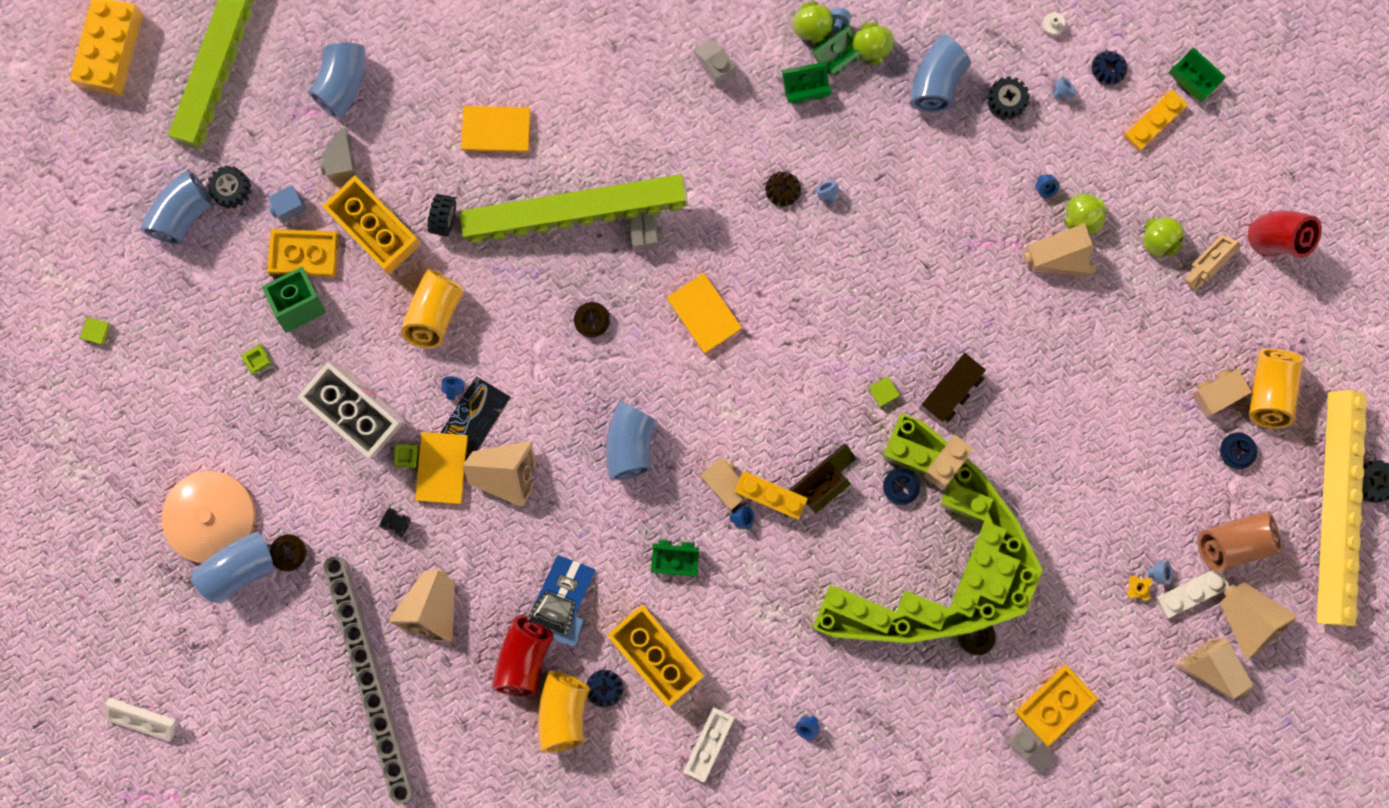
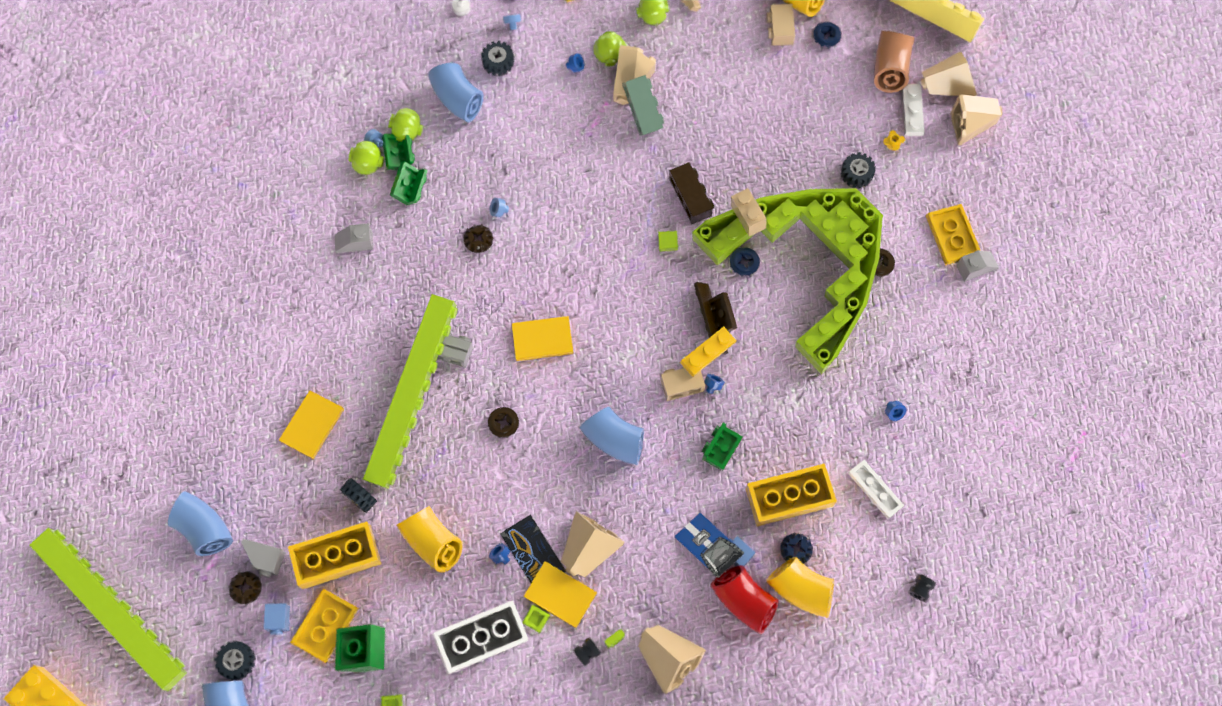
camera: 70 degrees left, 10 degrees down
(312, 159) = (250, 594): none -> dark brown gear
(420, 544) = (614, 639): none -> lime tile
(1029, 285) = (643, 105): none -> sand green brick
(1087, 561) = (856, 164): none -> black wheel
(1161, 572) = (890, 121): medium blue tile -> none

